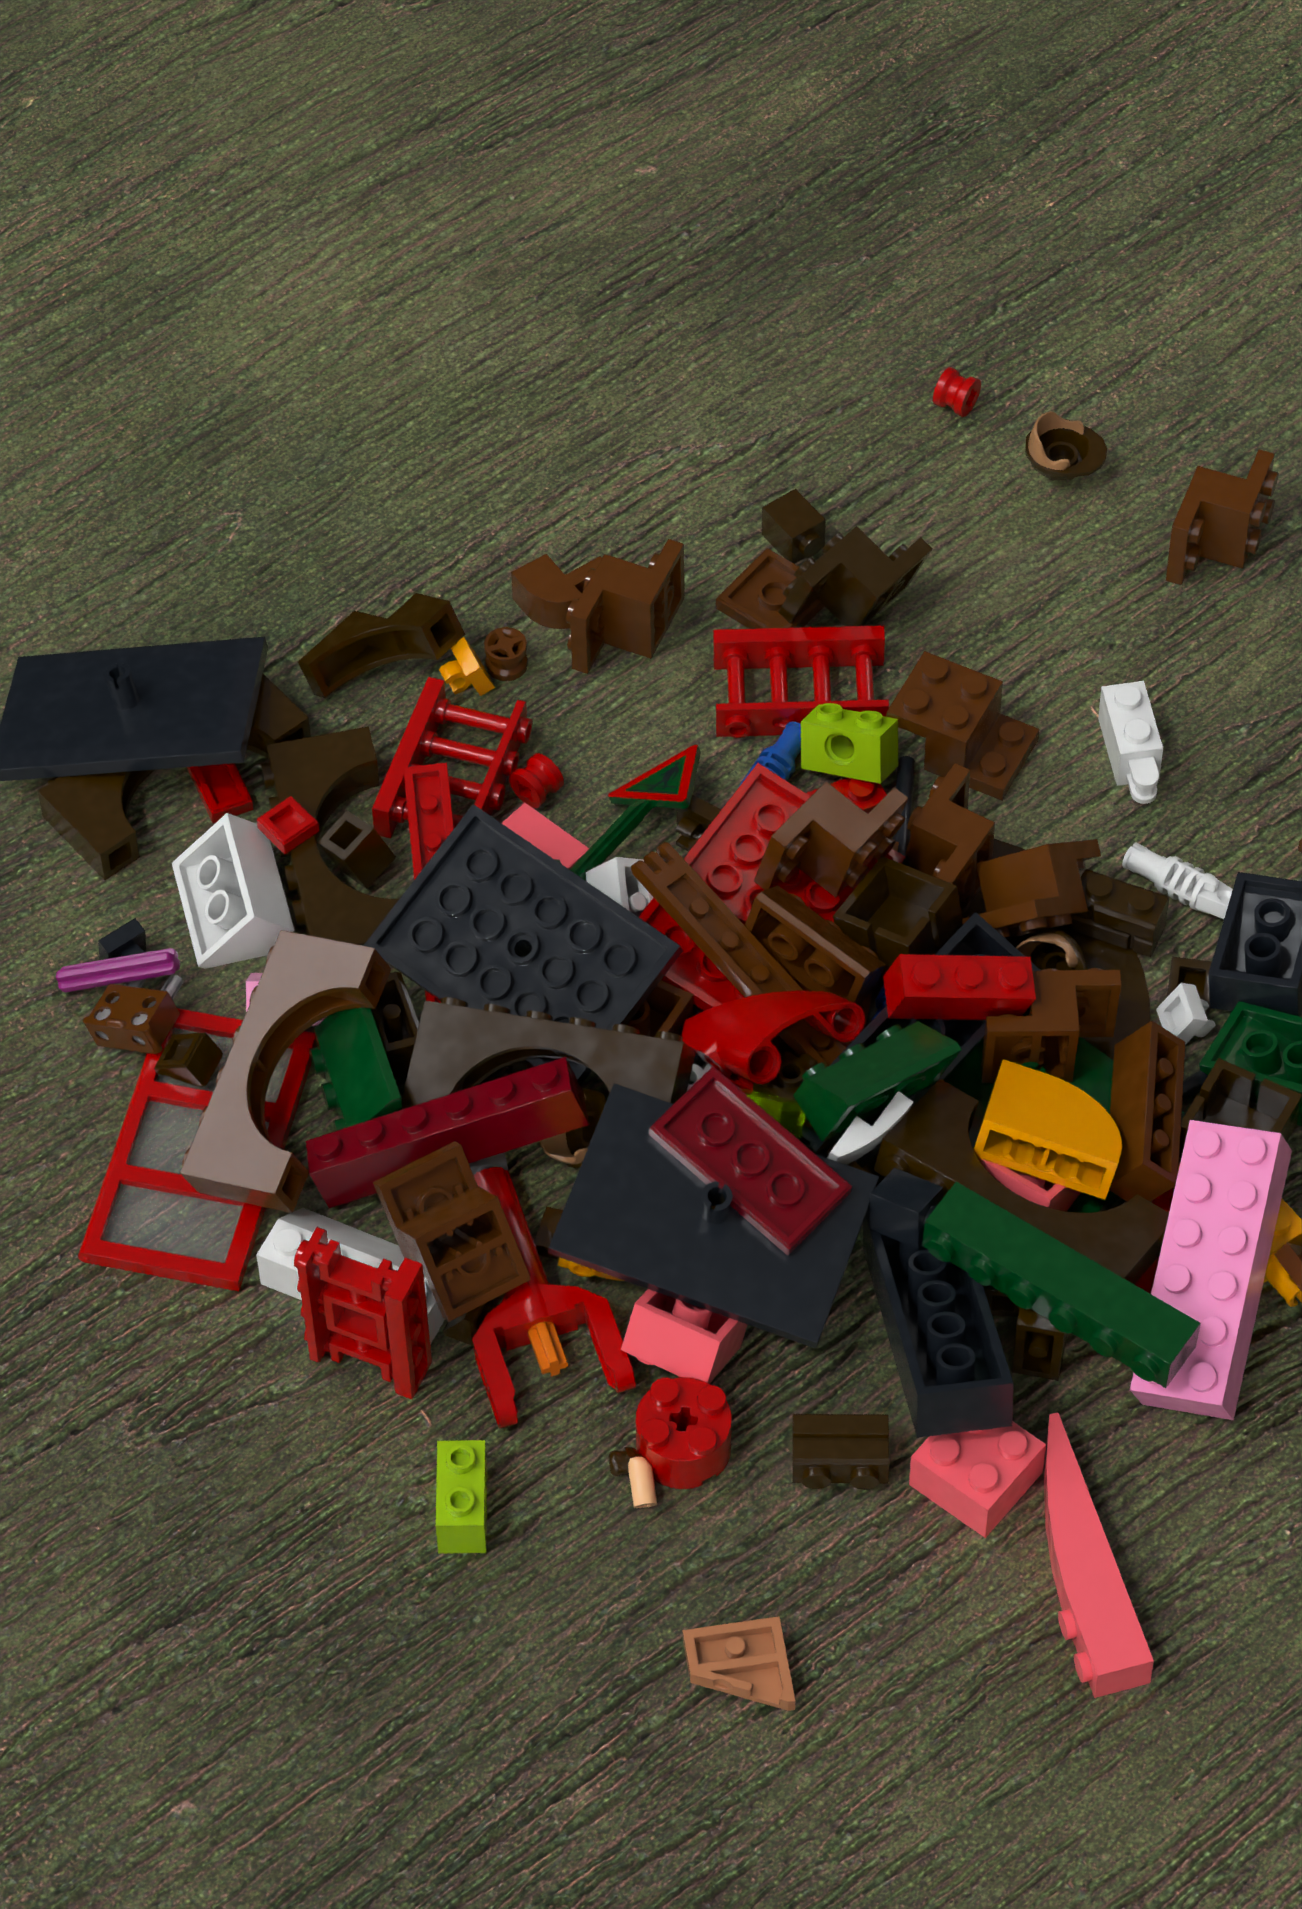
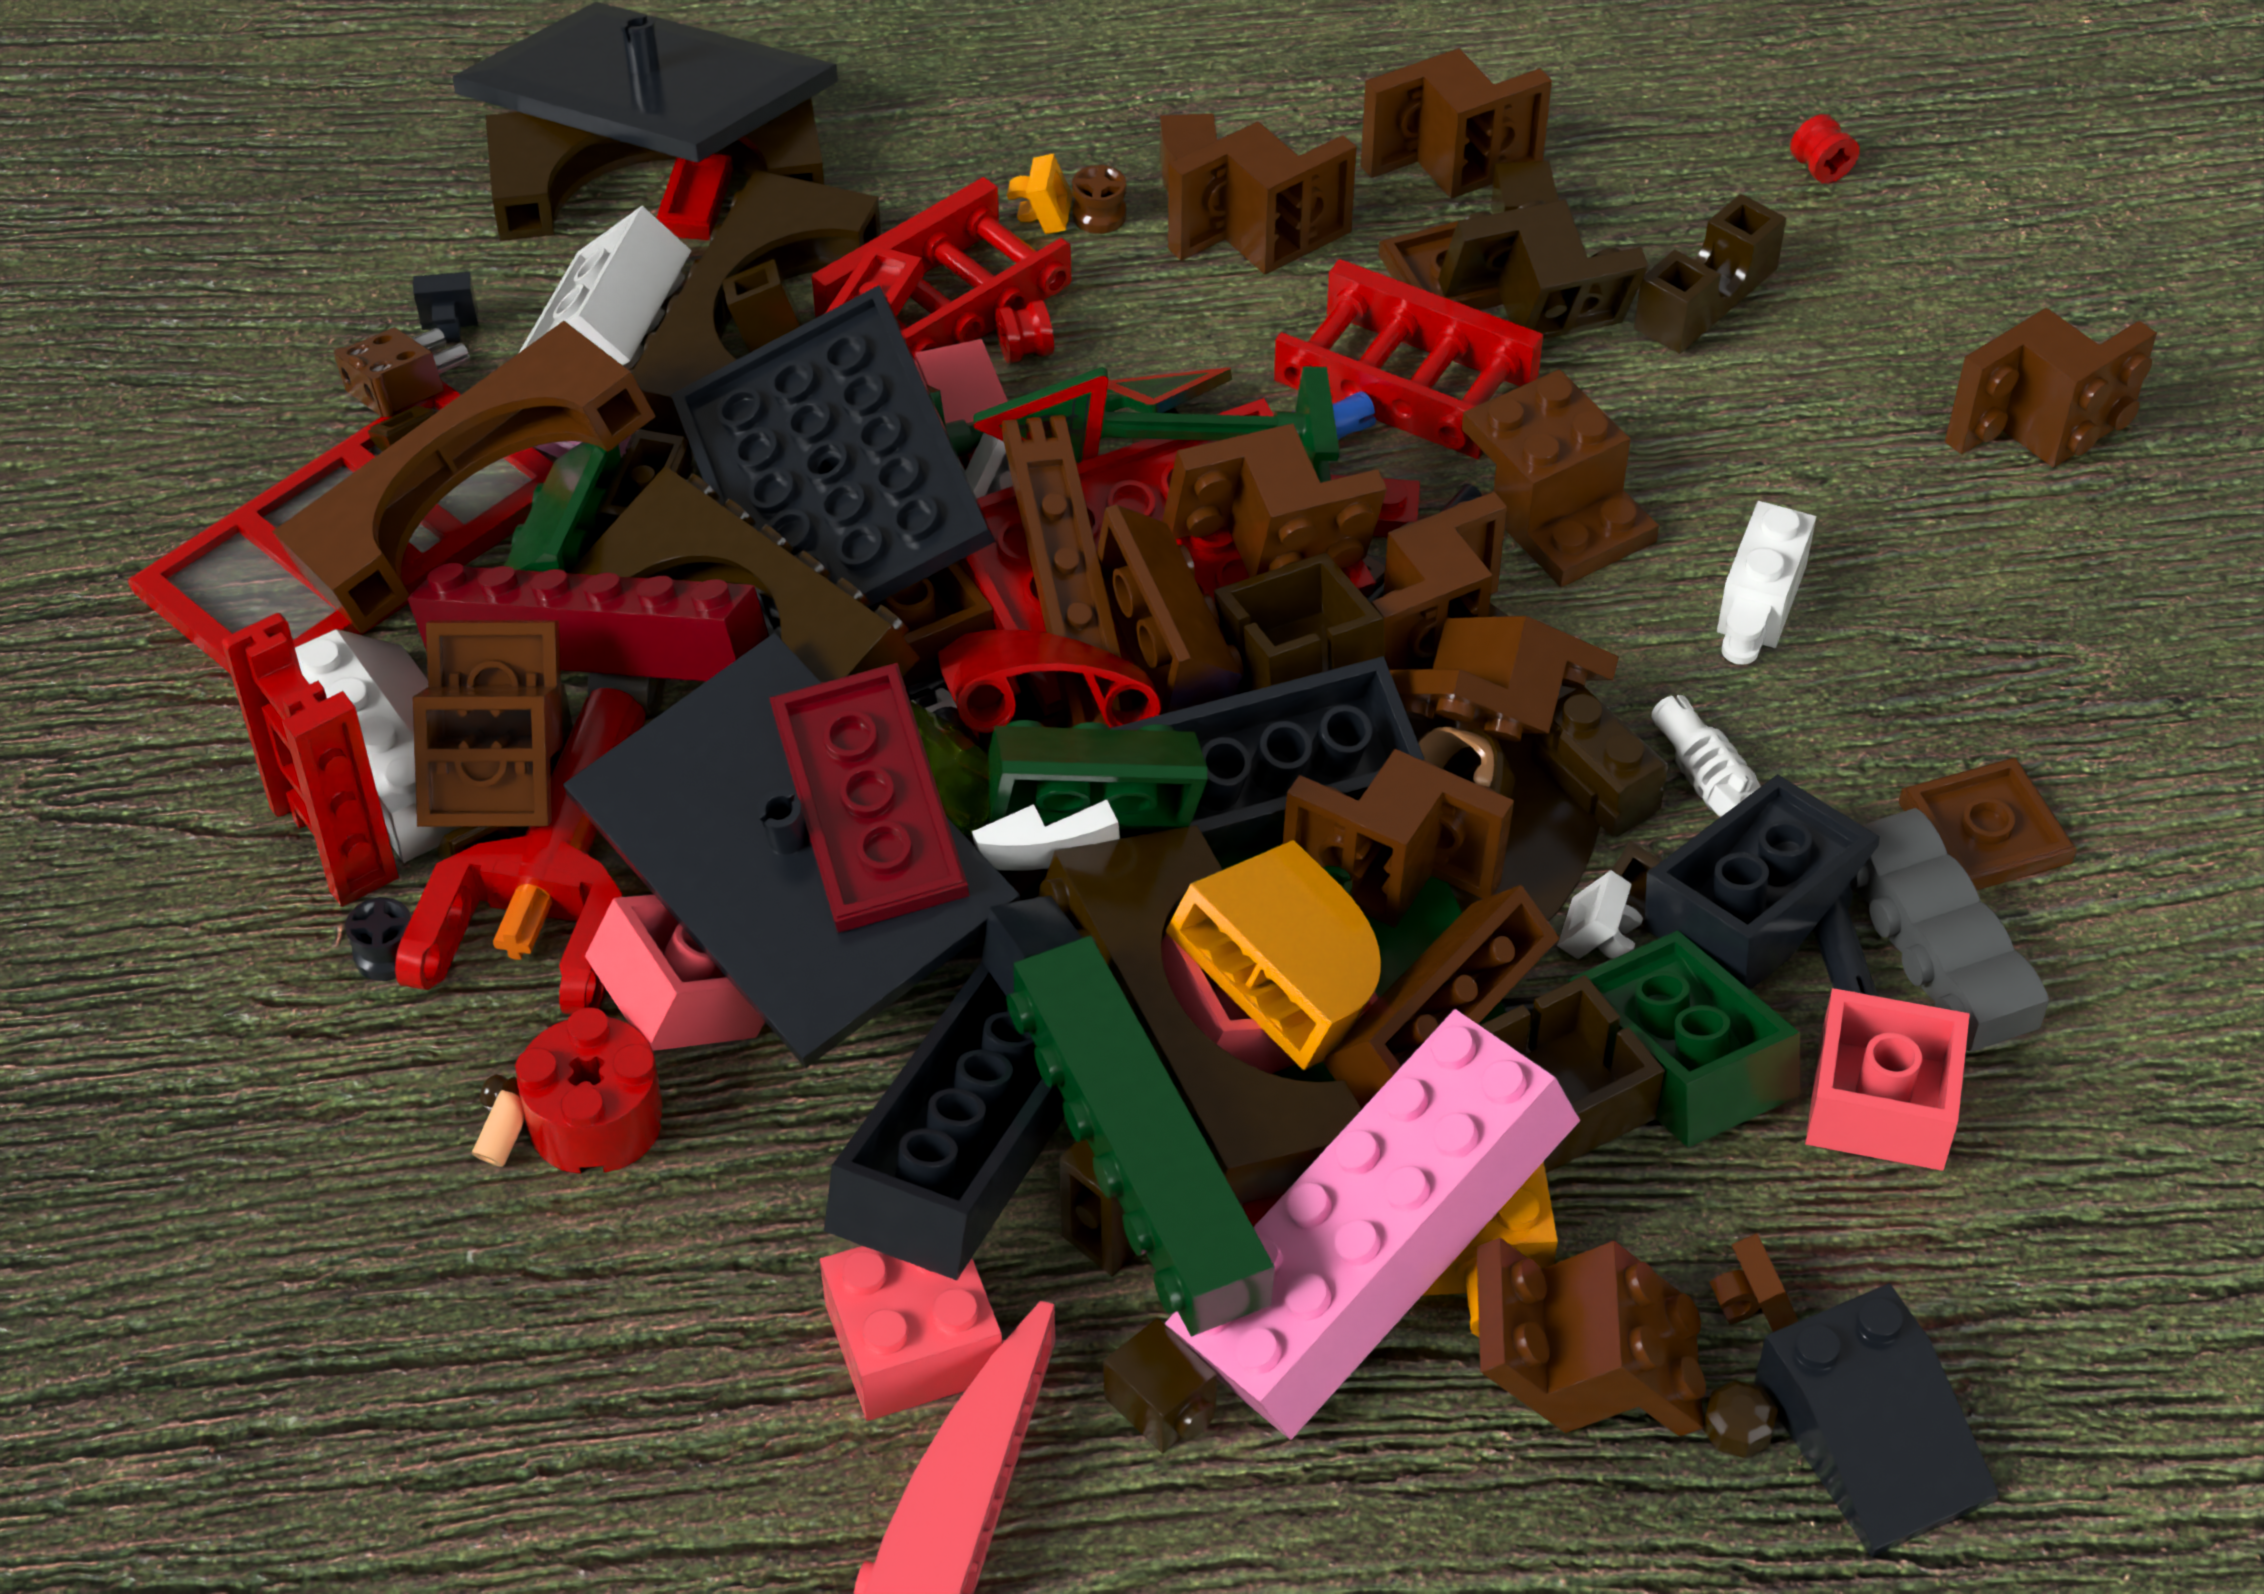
camera: 30 degrees right, 5 degrees down
(118, 970) = (413, 317): magenta axle -> none
(287, 825) = (704, 250): red tile -> none
(417, 630) = (959, 123): dark brown arch -> none
(461, 1496) = (279, 1034): lime brick -> none
(471, 1393) = (367, 930): none -> black wheel
(712, 486) = (1453, 121): none -> reddish brown bracket
(742, 1661) = (437, 1405): nougat wing -> none
(805, 771) = (1083, 405): none -> dark green piece
(827, 749) = (1405, 435): lime brick -> none
(840, 1450) = (757, 1213): dark brown brick -> none
(954, 527) = (1688, 296): none -> dark brown arch
(958, 986) = (1285, 721): red brick -> none
(1064, 448) = (1906, 245): dark brown piece -> none
(1143, 1428) = (1161, 1386): none -> dark brown brick

